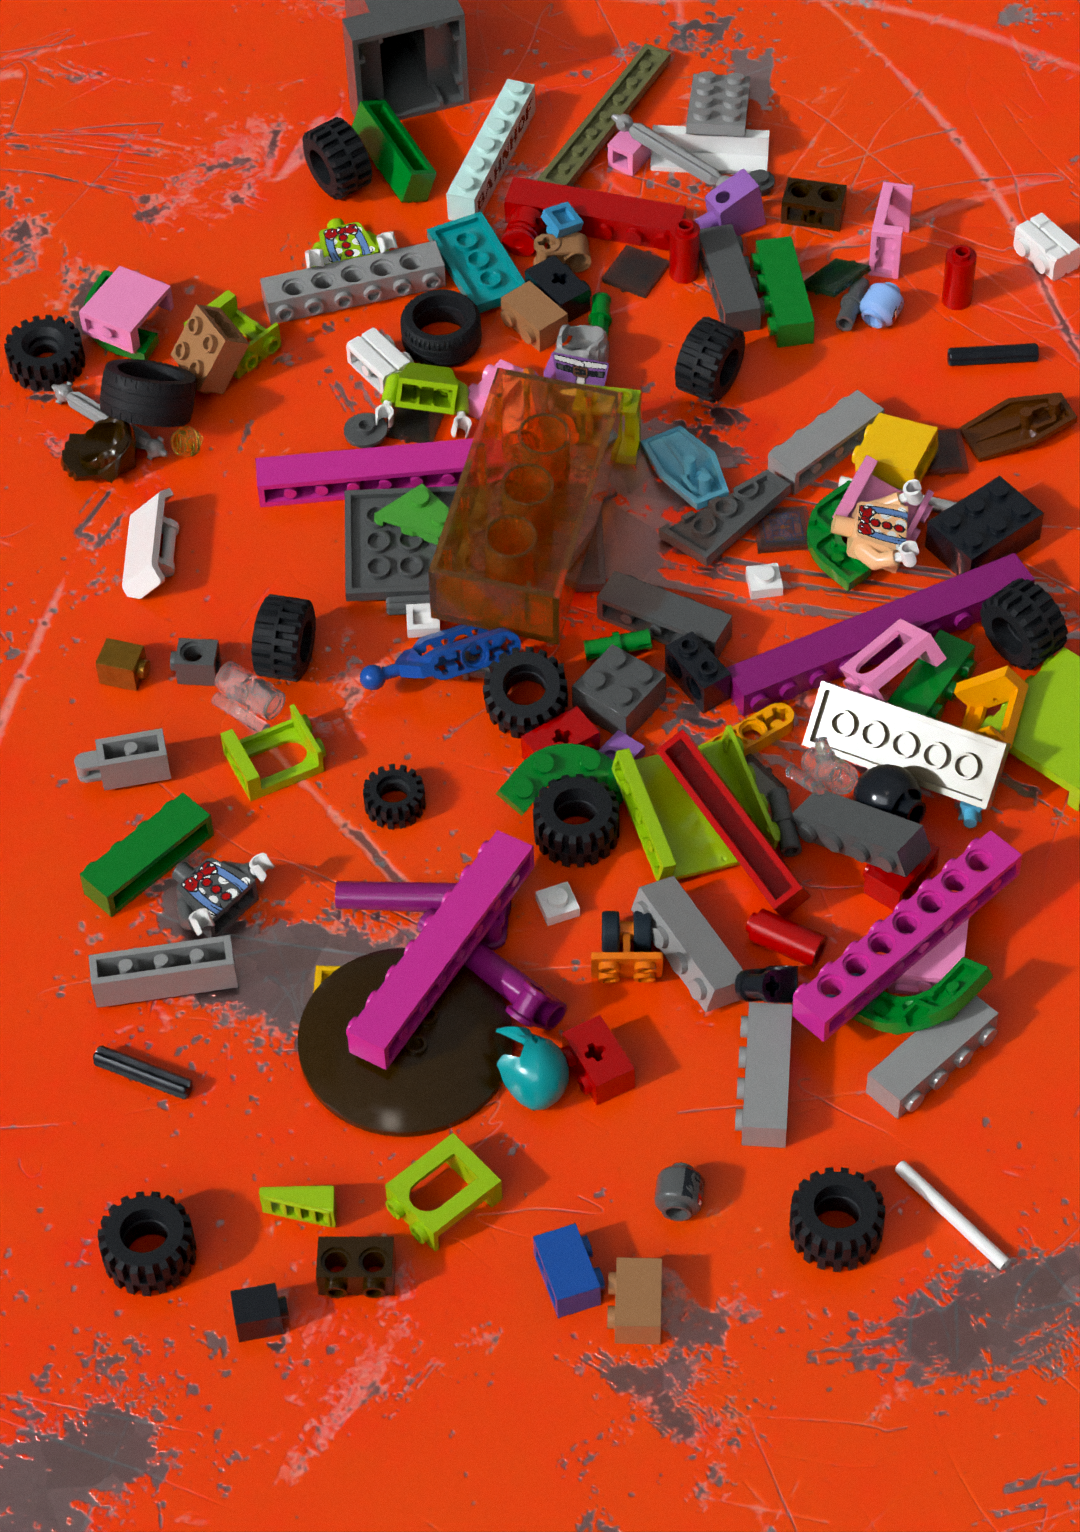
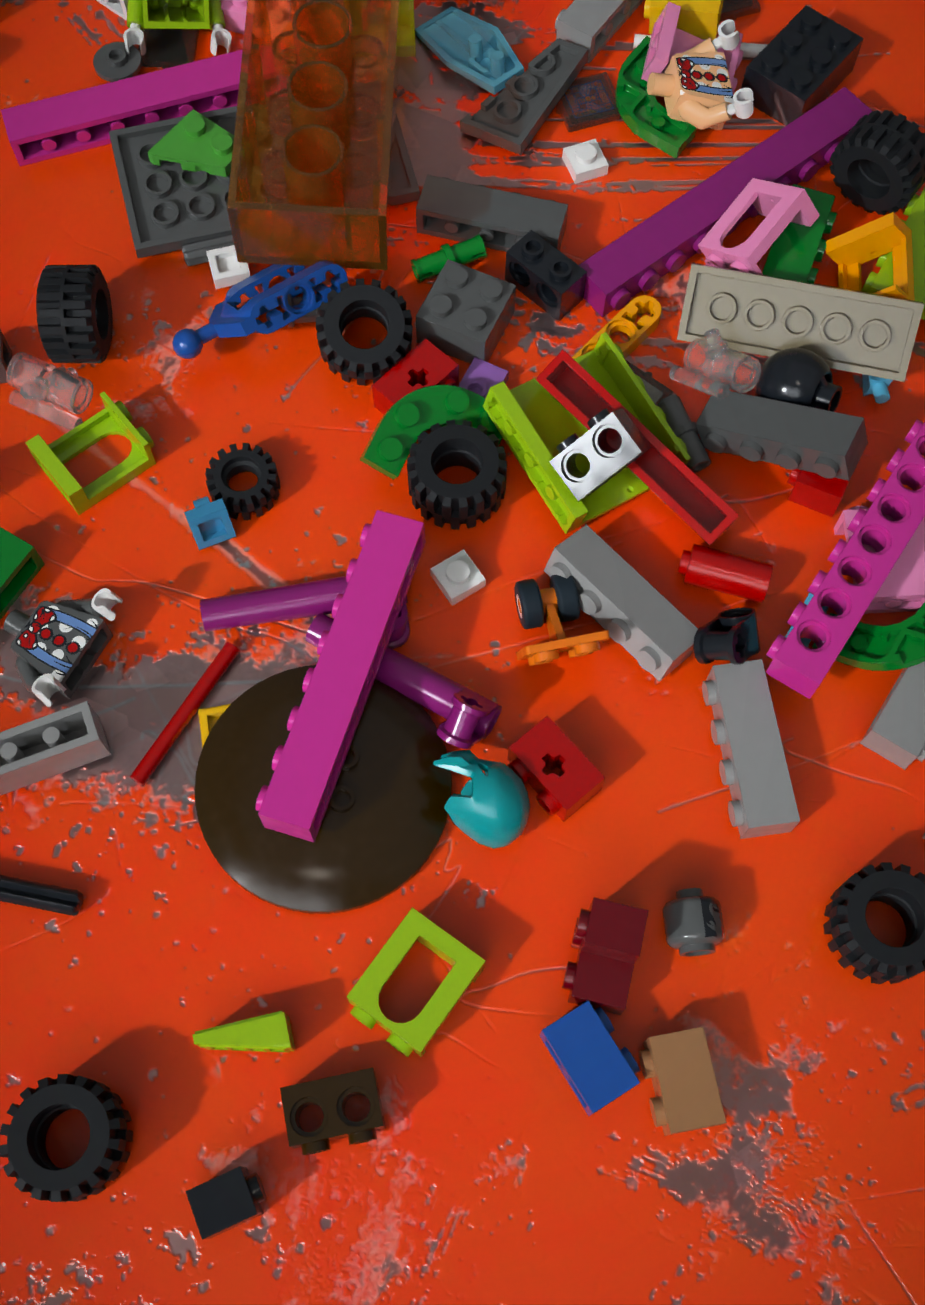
camera: 15 degrees left, 15 degrees up
(304, 967) = (184, 714): none -> red bar
(358, 824) = (209, 522): none -> dark azure tile
(603, 1193) = (609, 946): none -> dark red brick
(696, 825) = (603, 459): none -> brick

